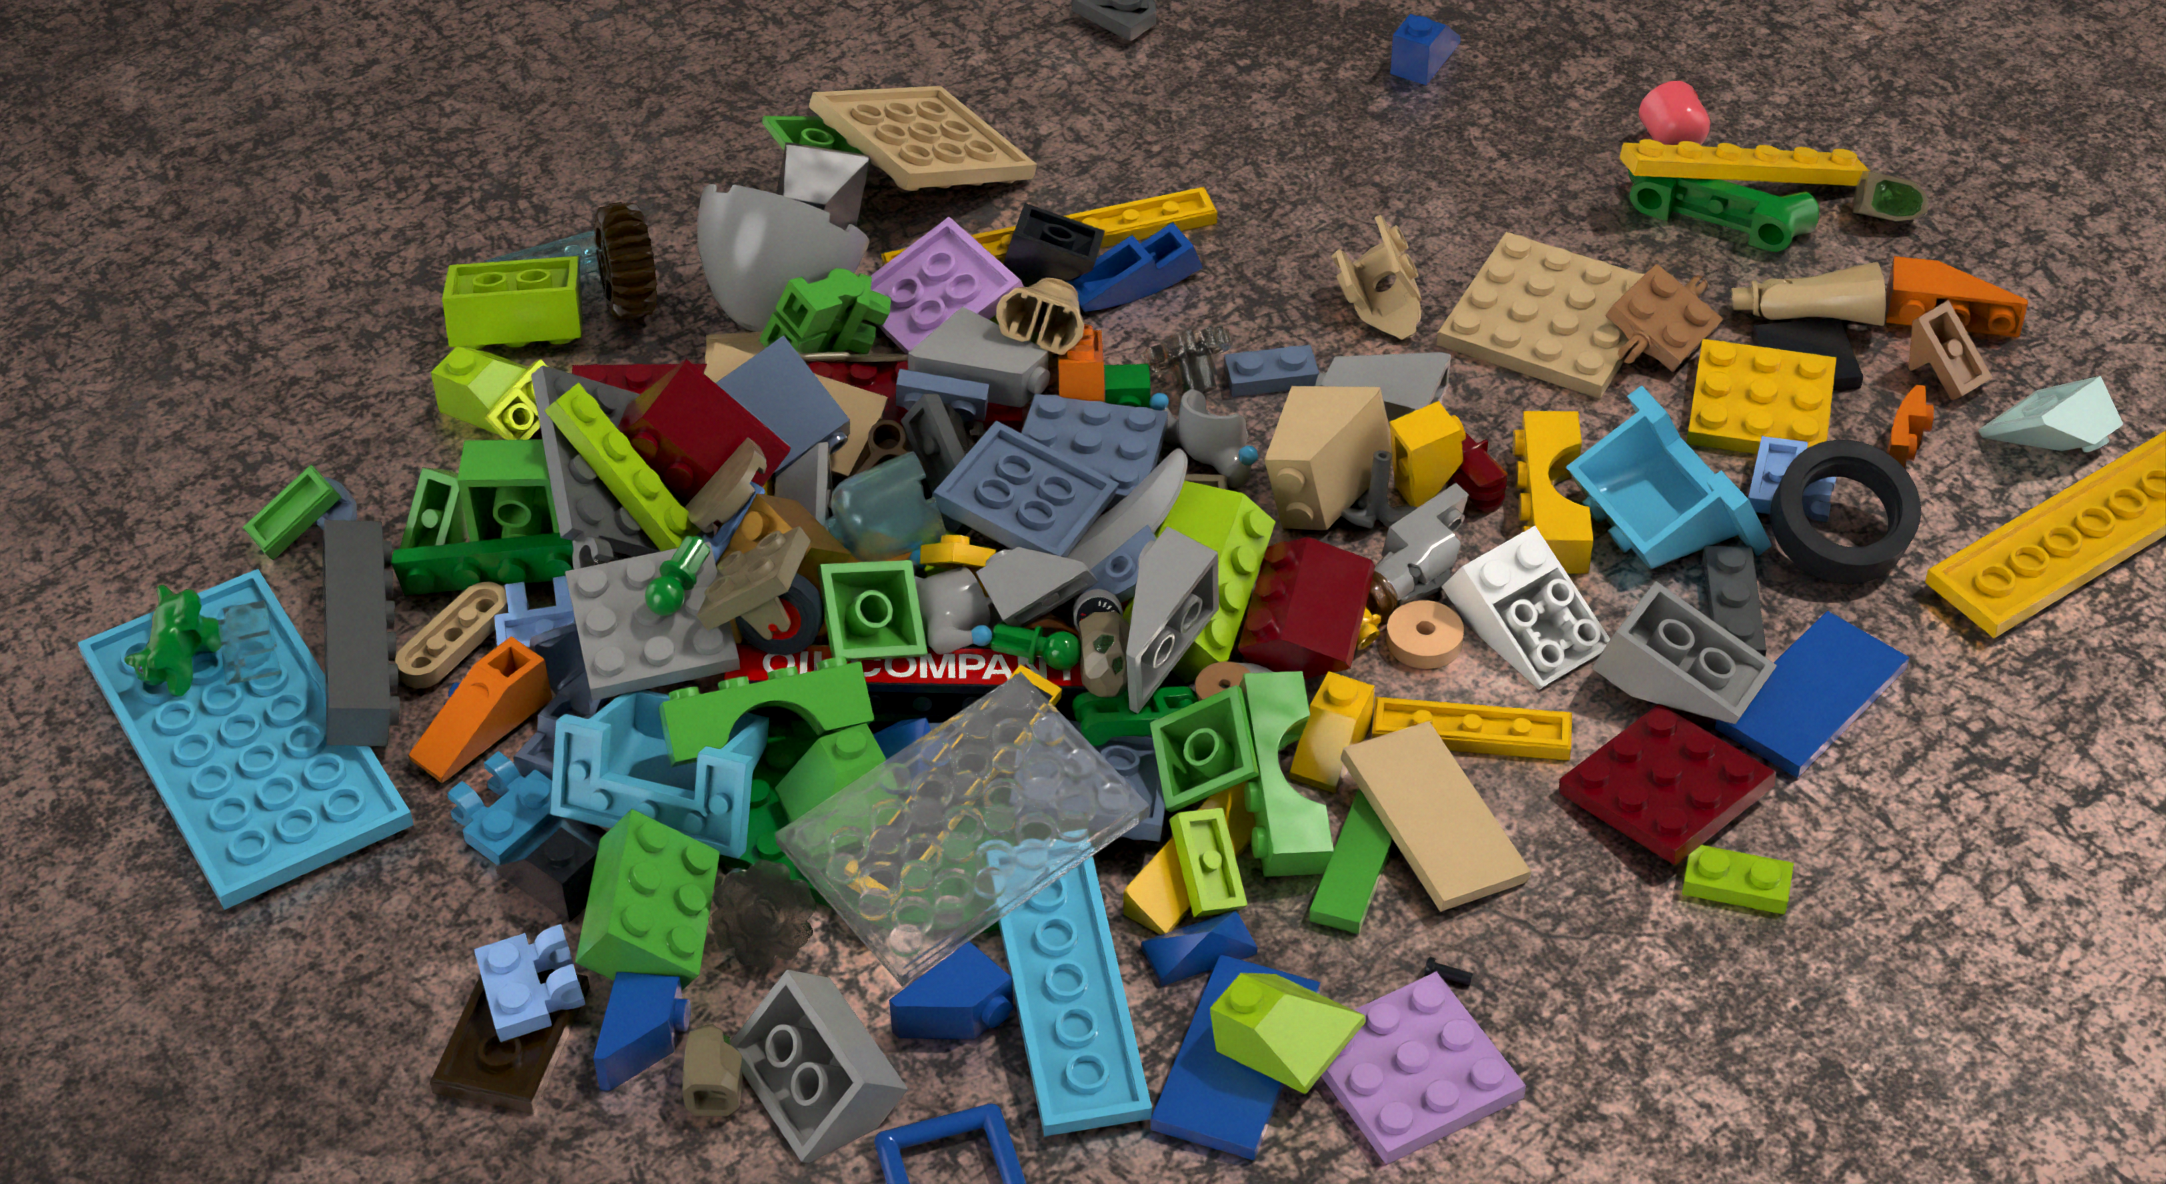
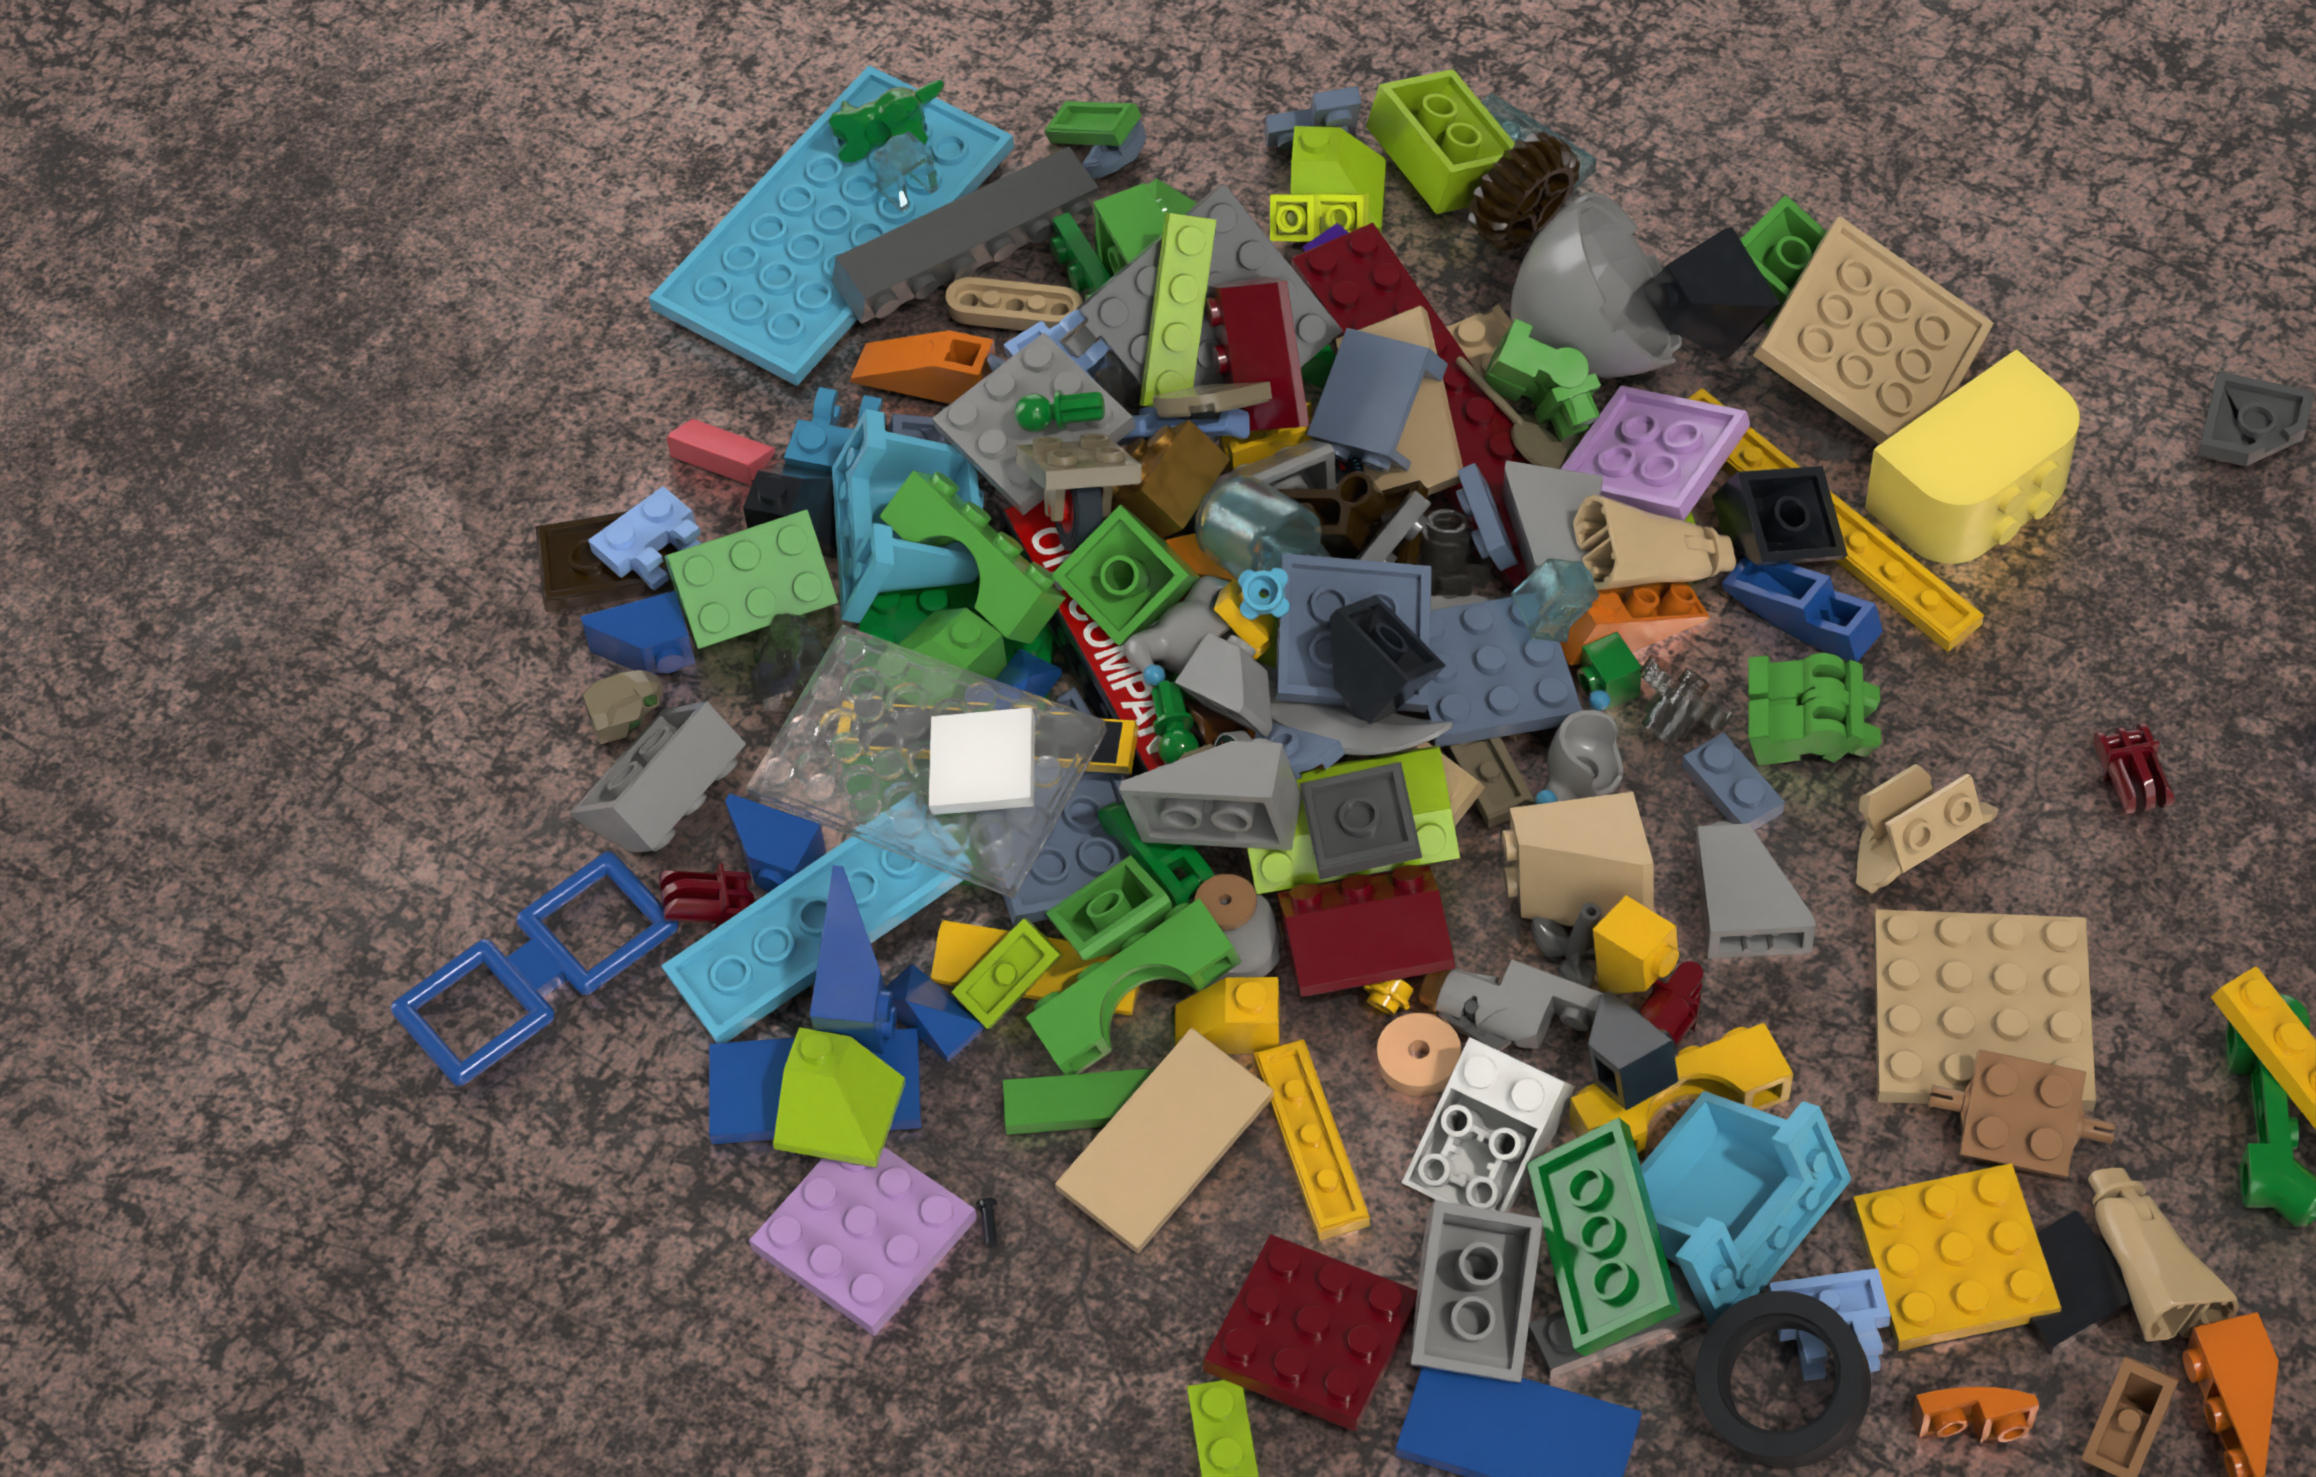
camera: 70 degrees right, 10 degrees up
(438, 340) = (1327, 109): none -> sand blue plate
(448, 907) = (719, 451): none -> coral slope
(975, 509) = (1253, 583): none -> medium azure plate
(985, 1065) = (704, 896): none -> dark red arm
(1014, 766) = (982, 761): none -> white tile
(1067, 368) = (1555, 598): none -> clear light blue window
(1079, 125) = (1976, 463): none -> light yellow brick
(1083, 479) = (1377, 659): none -> black slope
(1165, 944) = (848, 982): none -> blue slope
(1237, 295) = (1810, 709): none -> bright green hips
(1242, 543) = (1360, 820): none -> dark grey tile
(1392, 161) = (2134, 768): none -> dark red arm
(1519, 484) = (1629, 1053): none -> black slope
(1698, 555) = (1602, 1237): none -> green plate

